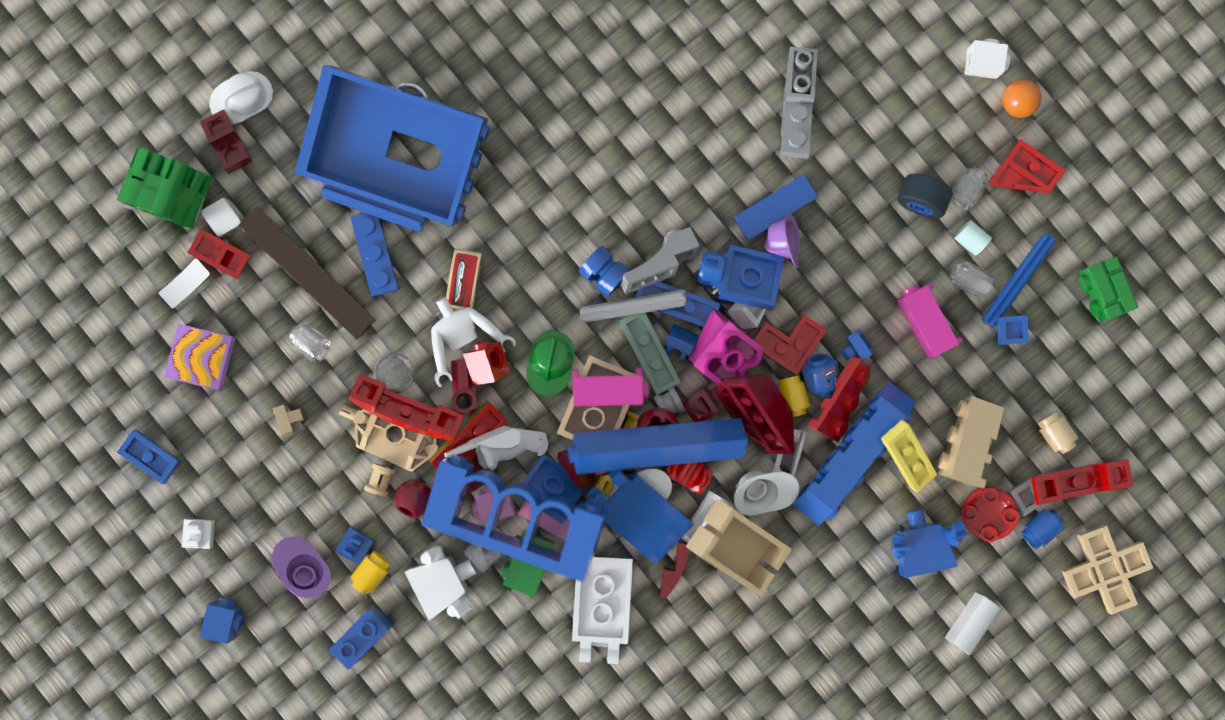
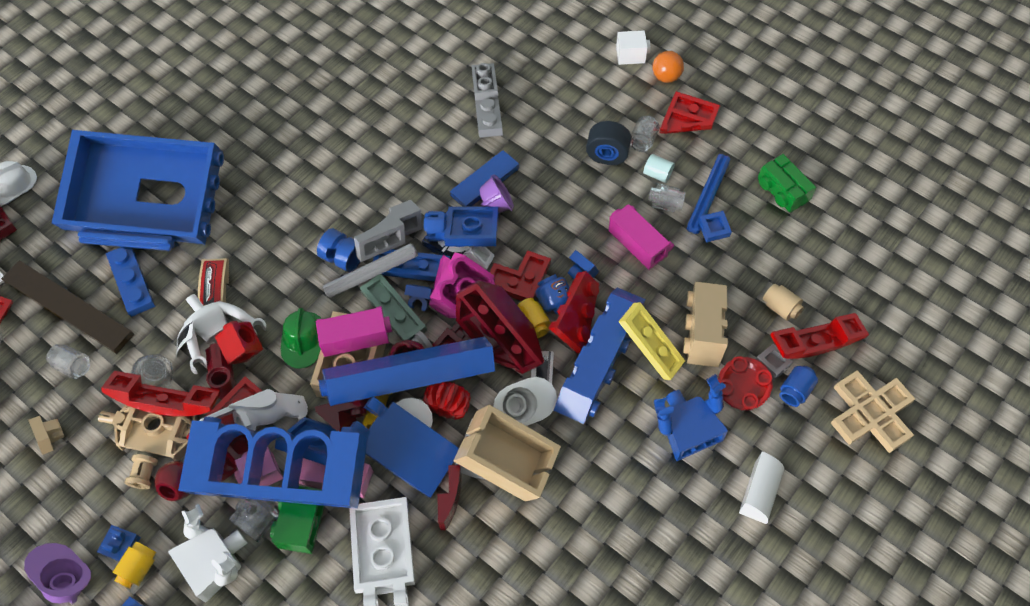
camera: 10 degrees left, 25 degrees down
(431, 346) = (184, 335): none -> sticker

